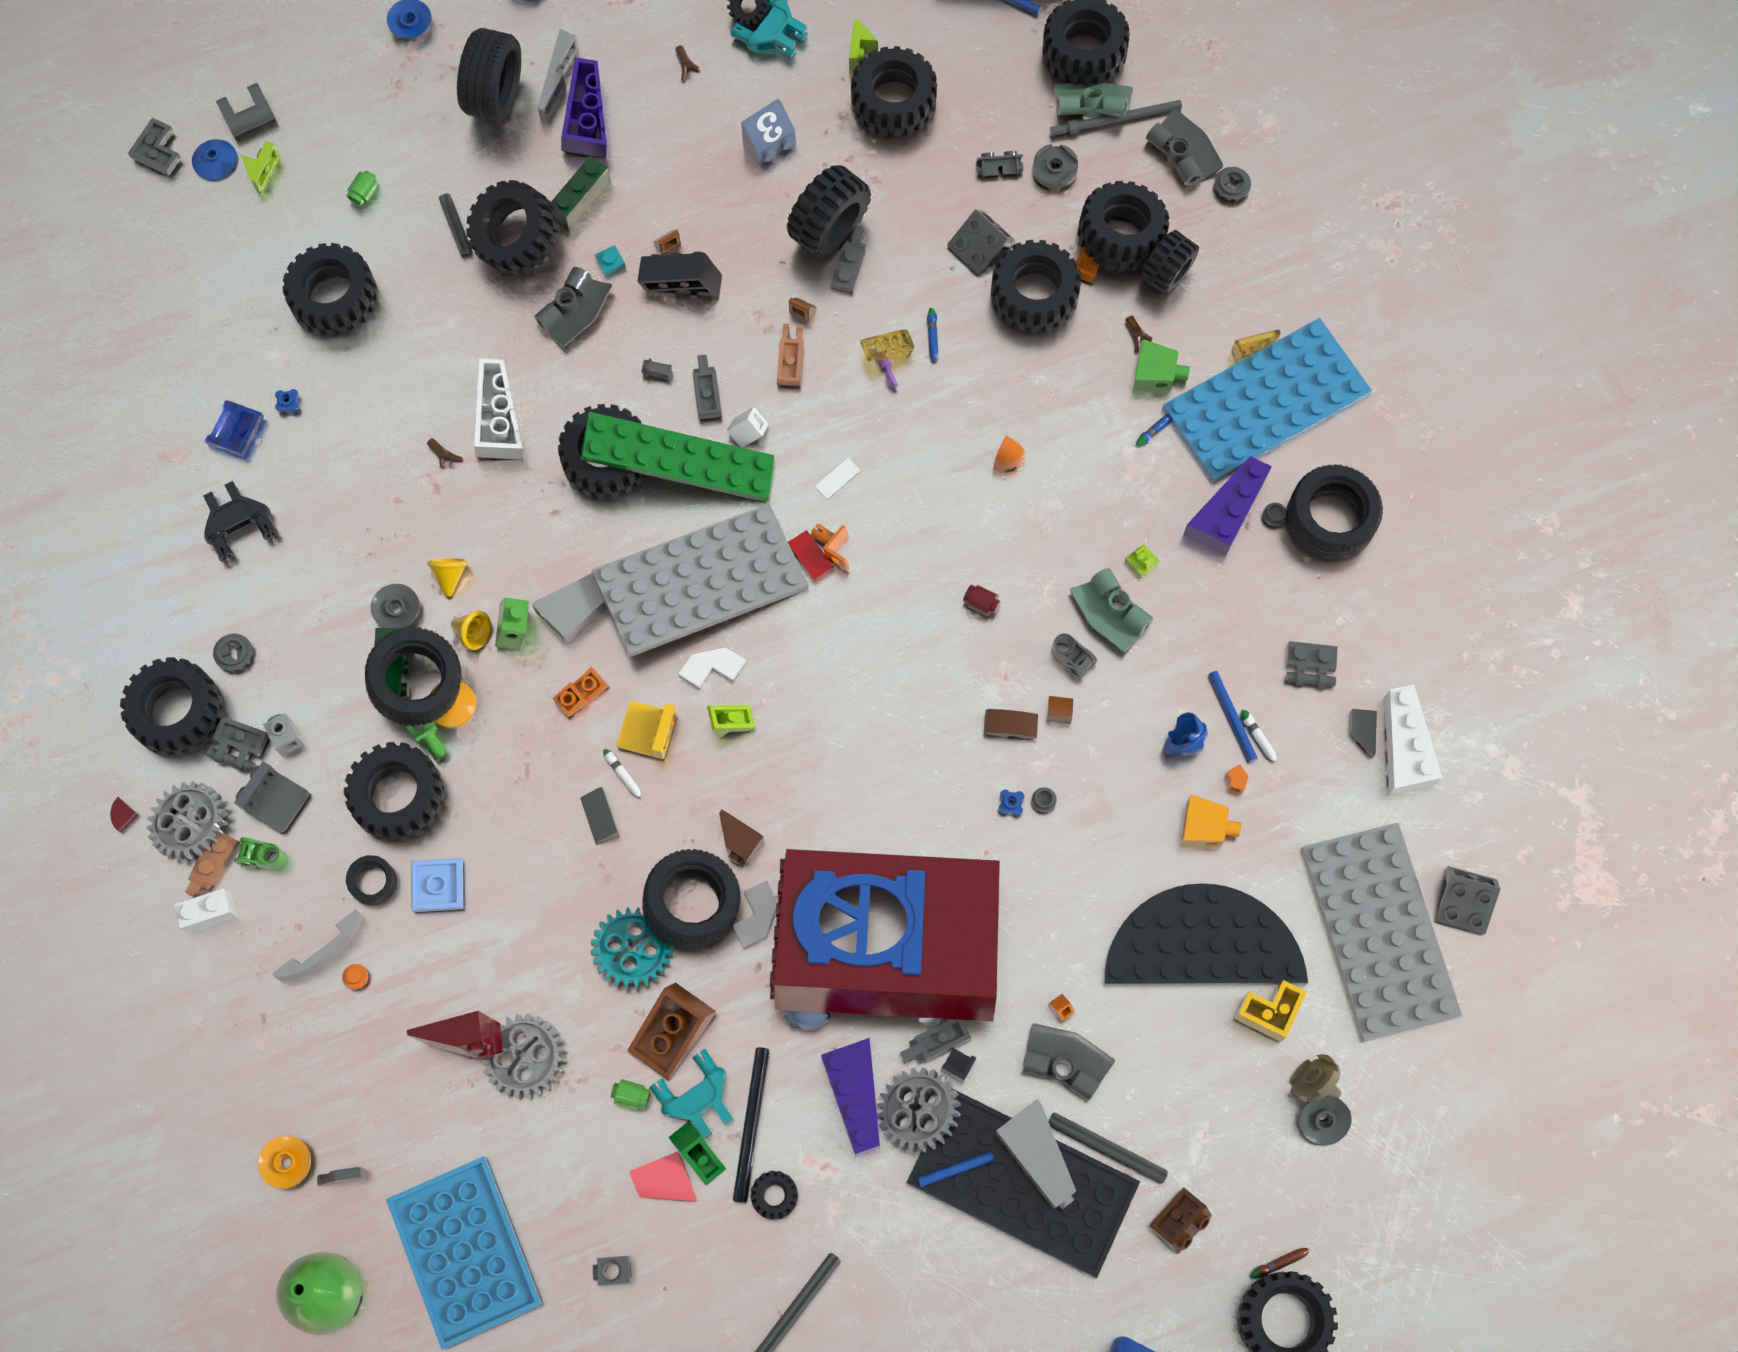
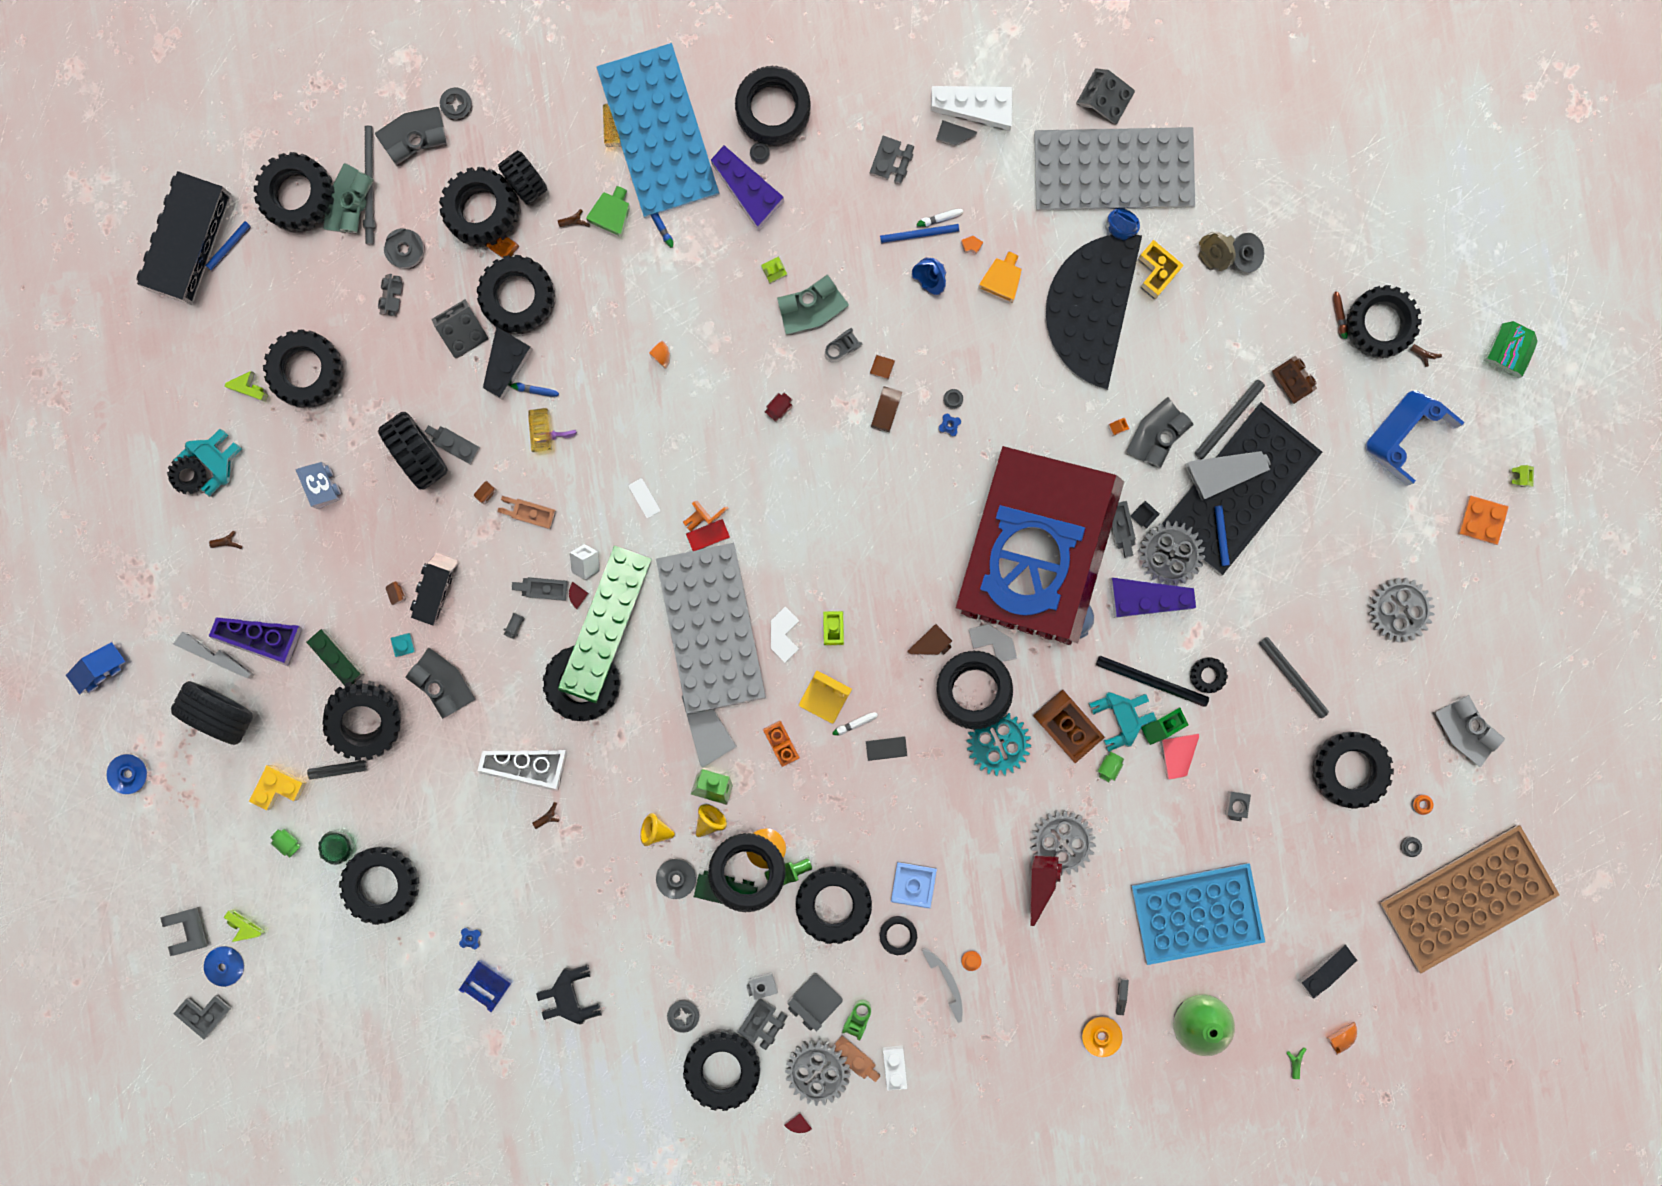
camera: 80 degrees left, 15 degrees up
(366, 237) = (335, 847): none -> clear green hair
(424, 162) = (276, 782): none -> yellow brick
(707, 428) = (577, 595): none -> dark red tile
(953, 293) = (504, 363): none -> black wedge
(1316, 954) = (1123, 223): none -> blue piece

